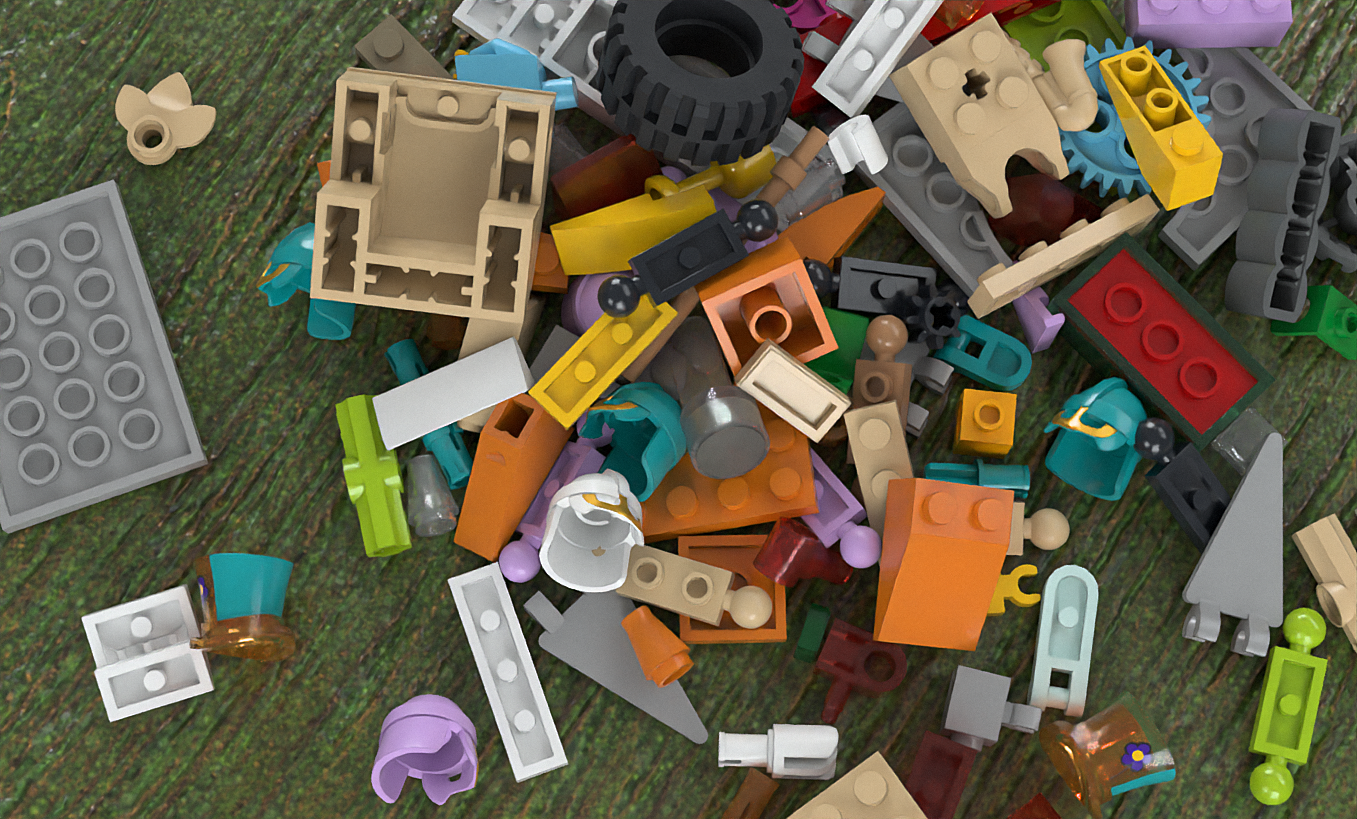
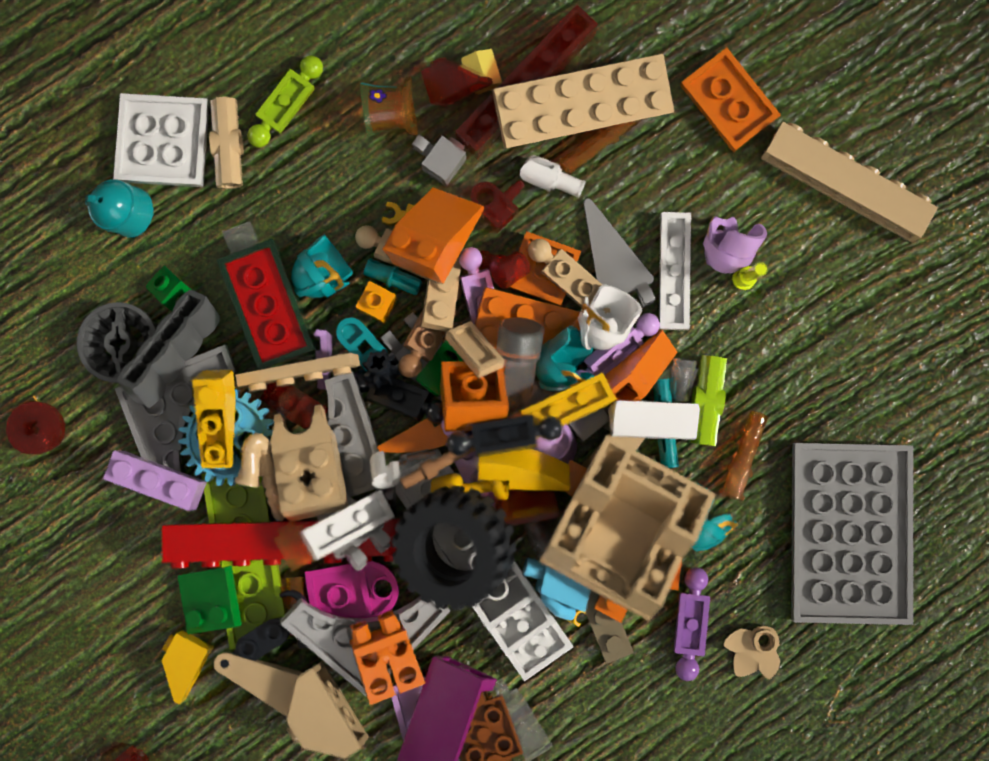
camera: 160 degrees left, 10 degrees up
(146, 653) = (855, 353): white slope -> none
(244, 606) = (802, 351): hat -> none
(277, 121) = (691, 624): none -> medium lavender plate
(280, 386) = (741, 469): none -> clear orange pin
(377, 696) = (747, 276): none -> neon yellow pin
(658, 649) = (595, 251): orange cone -> none
(812, 633) = (510, 230): dark green tile -> none
(1064, 640) = (383, 177): light aqua plate -> none
(1182, 480) = (284, 219): black plate -> none
(1244, 560) = (274, 179): light grey flag -> none

